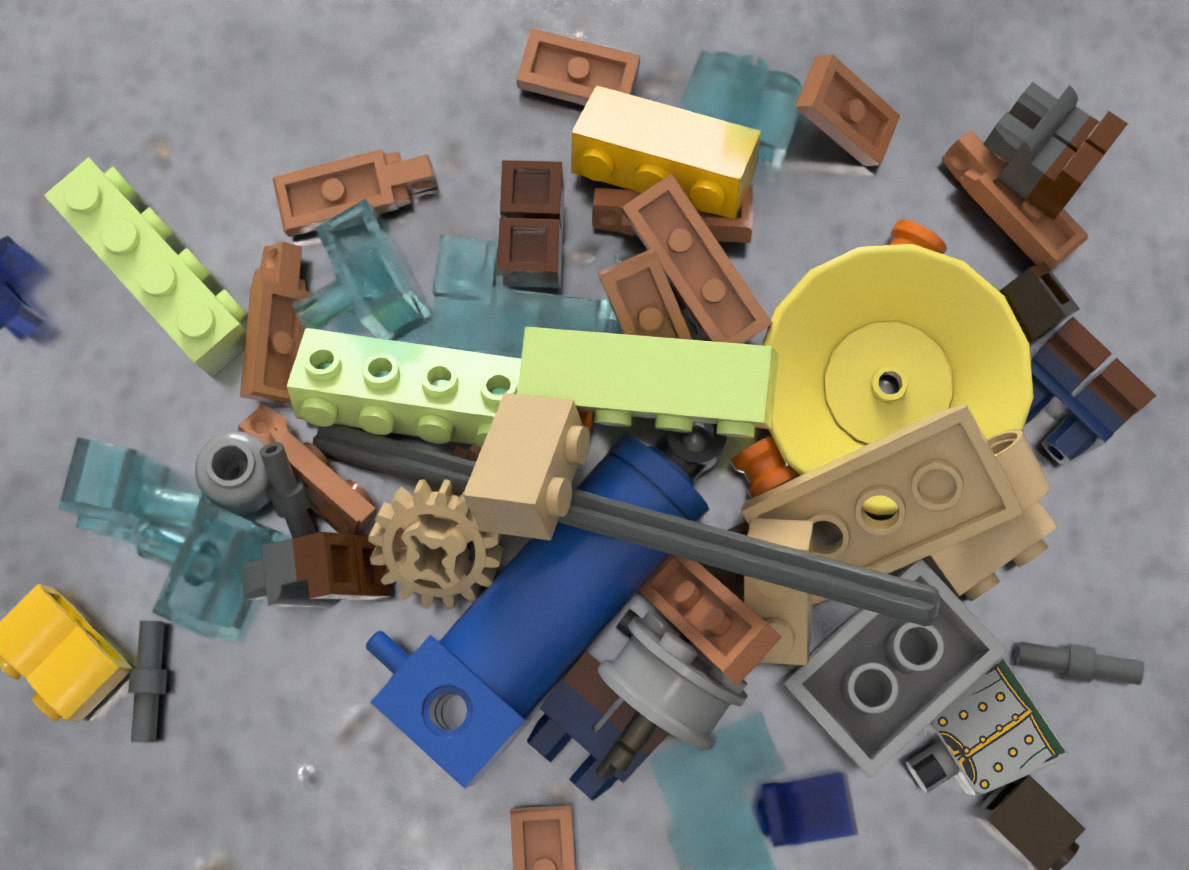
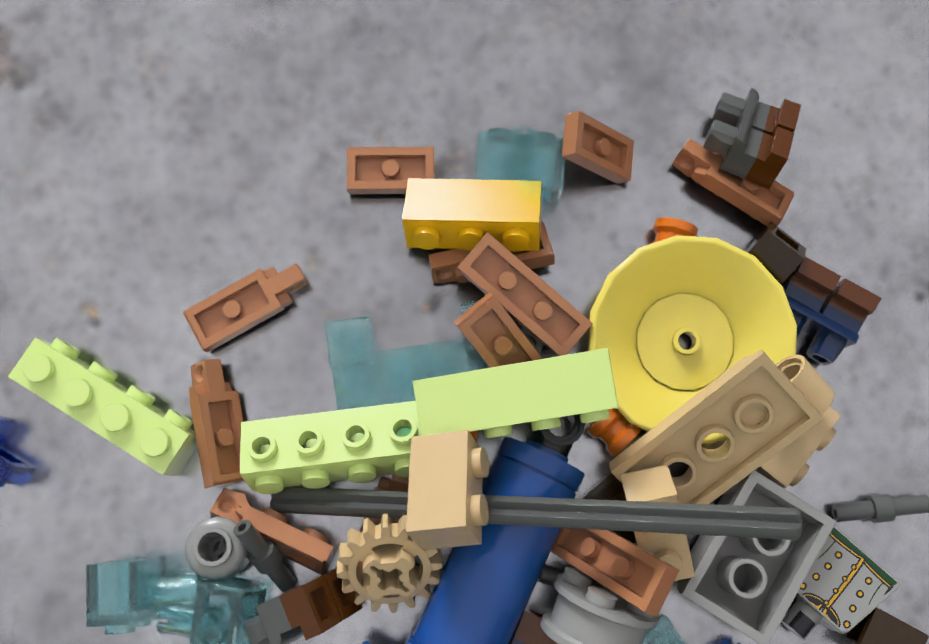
camera: 25 degrees left, 0 degrees up
(369, 278) = (279, 371): clear light blue brick -> none
(531, 223) = (390, 296): reddish brown hips -> none

